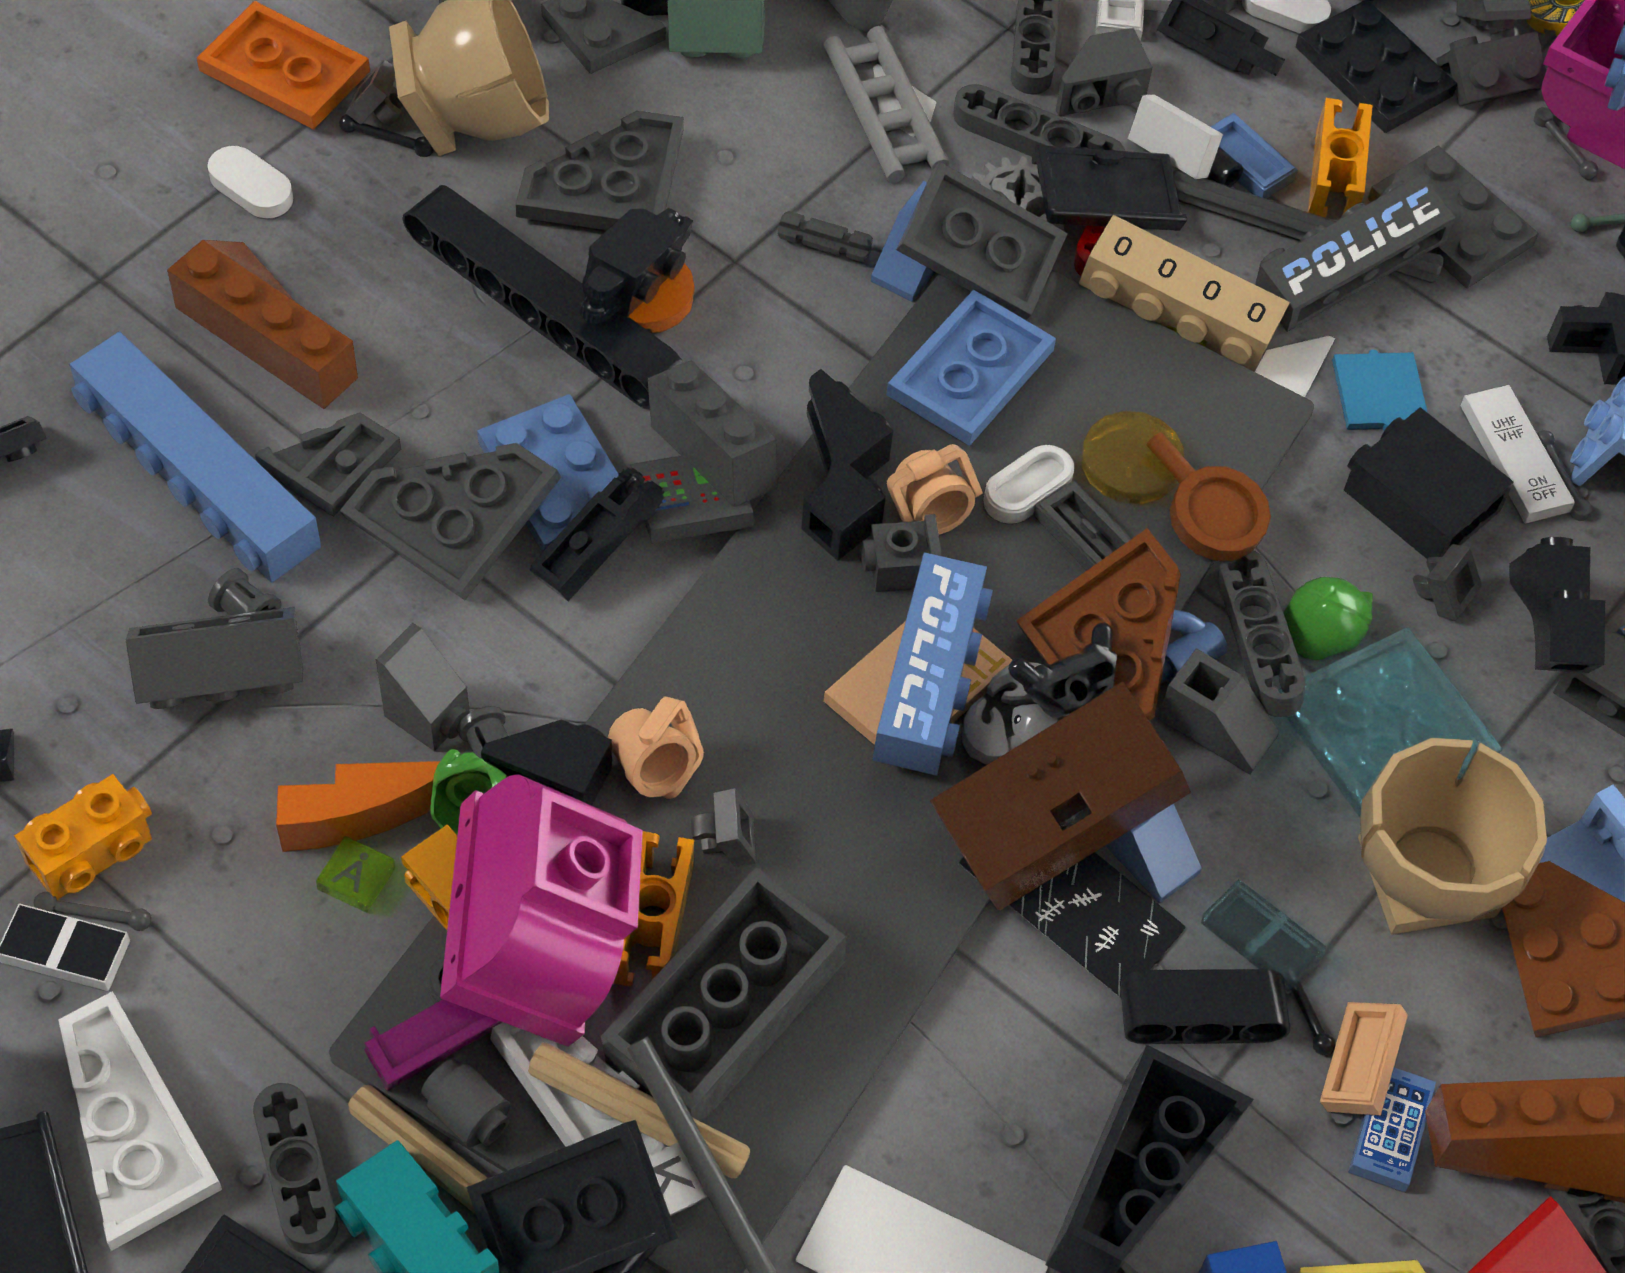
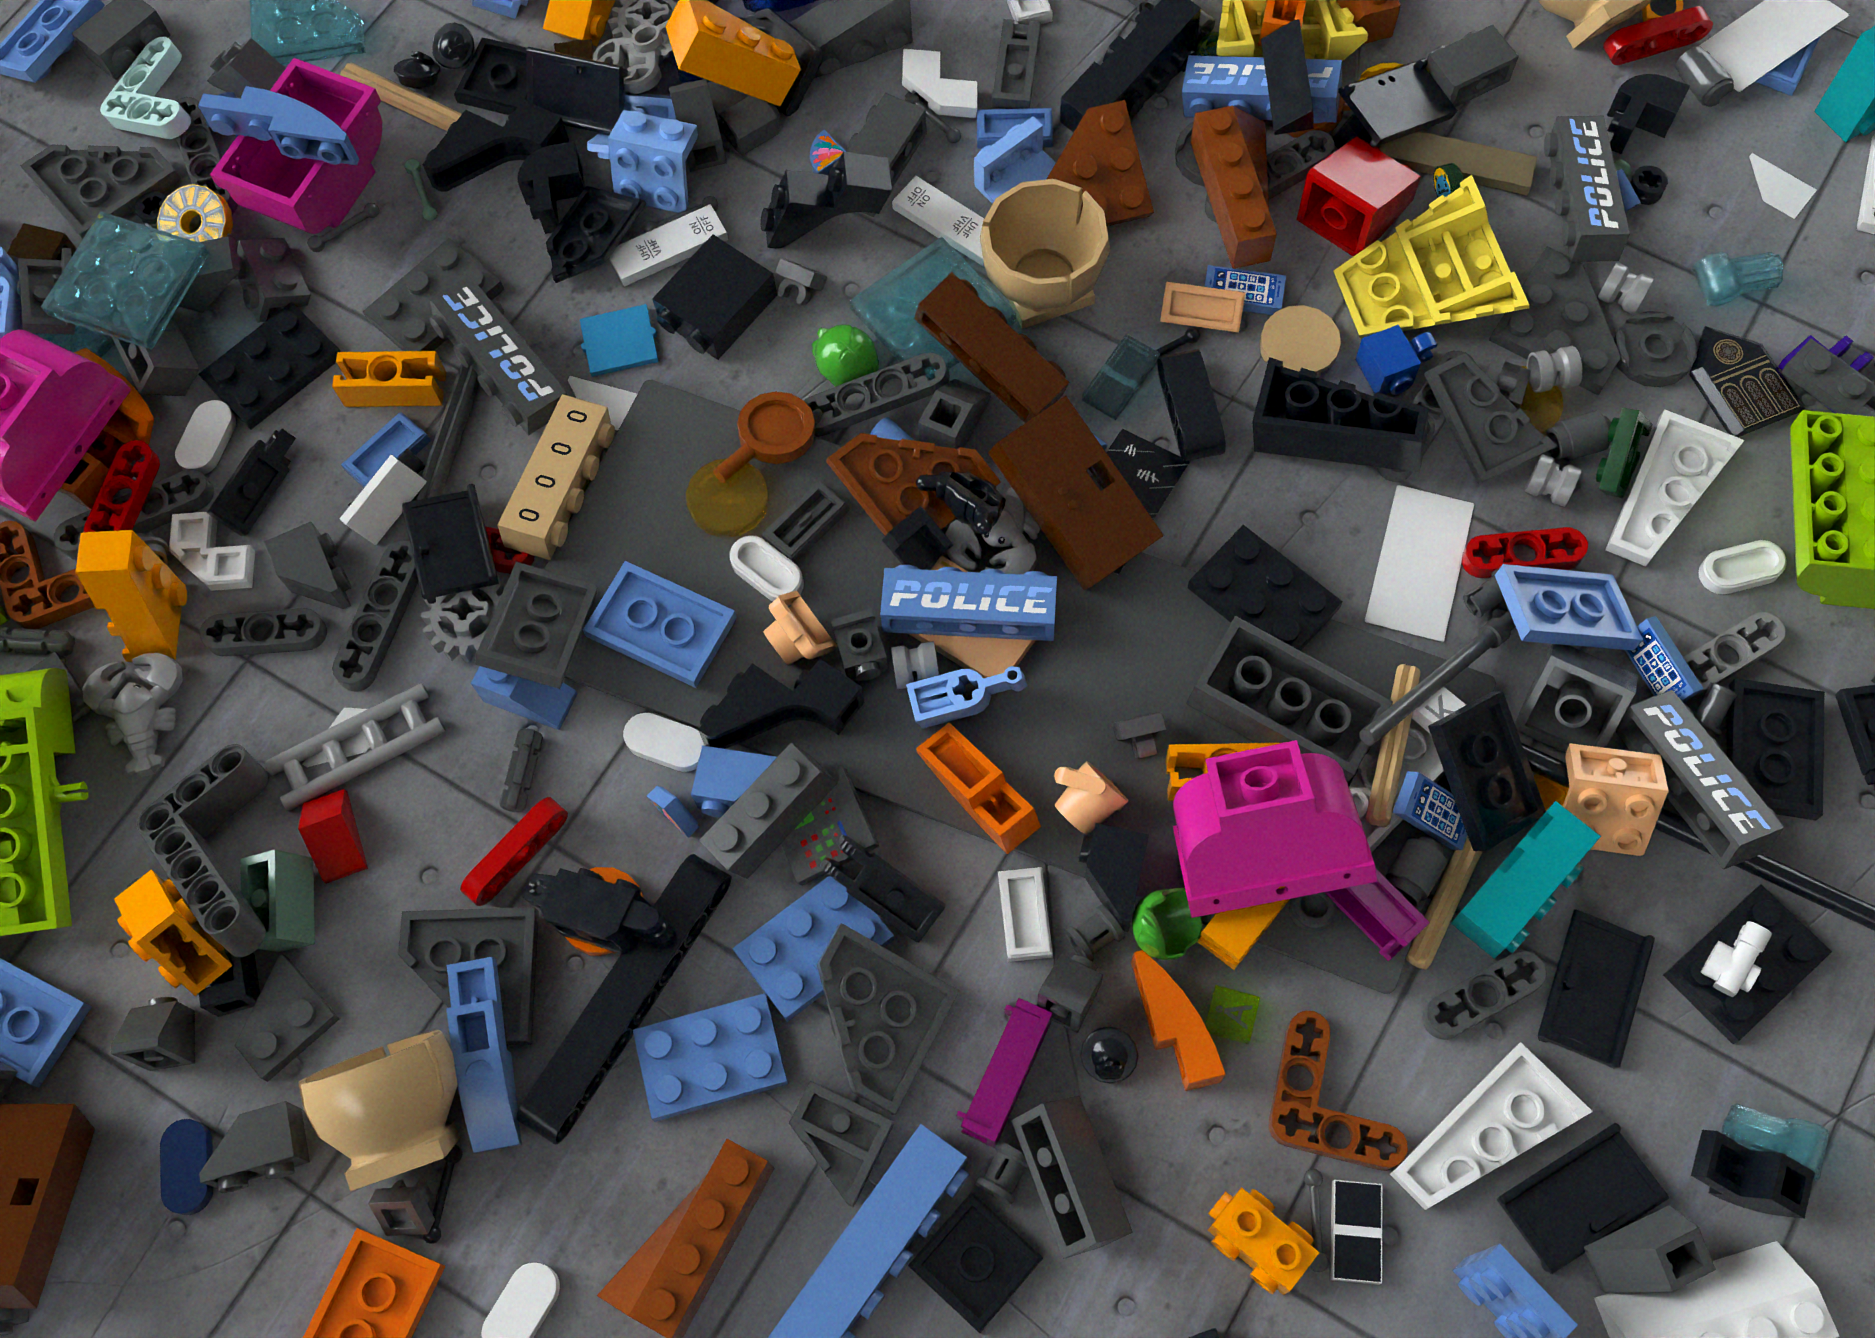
camera: 90 degrees left, 10 degrees up
(160, 566) = (975, 1262): none -> black tile
(217, 928) = (1305, 1105): none -> dark orange beam
(338, 612) = (1006, 1072): none -> magenta container
(344, 729) = (1109, 1054): none -> black hat
(456, 364) = (709, 1057): none -> medium blue plate
(518, 151) = (481, 1055): none -> medium blue slope
(537, 684) = (1025, 914): none -> white tile
(541, 1123) = (1431, 810): none -> tile
(694, 646) = (979, 787): none -> orange slope
(730, 218) = (513, 851): none -> red beam
(743, 357) = (673, 810): none -> medium blue tile
(774, 402) = (724, 777): none -> medium blue slope
(787, 73) = (332, 836): none -> red slope
(815, 636) = (939, 697): none -> light blue piece
(840, 354) = (663, 741): none -> white tile
(866, 610) = (914, 663): none -> light grey wheel
(895, 1027) = (1264, 589): none -> black plate
(1030, 622) = (917, 540): none -> black panel
(1296, 1182) = (1301, 339): none -> tan tile
(1307, 764) = (991, 348): none -> reddish brown brick
(1538, 371) = (590, 231): none -> black tile
(1560, 753) = (941, 217): none -> white tile

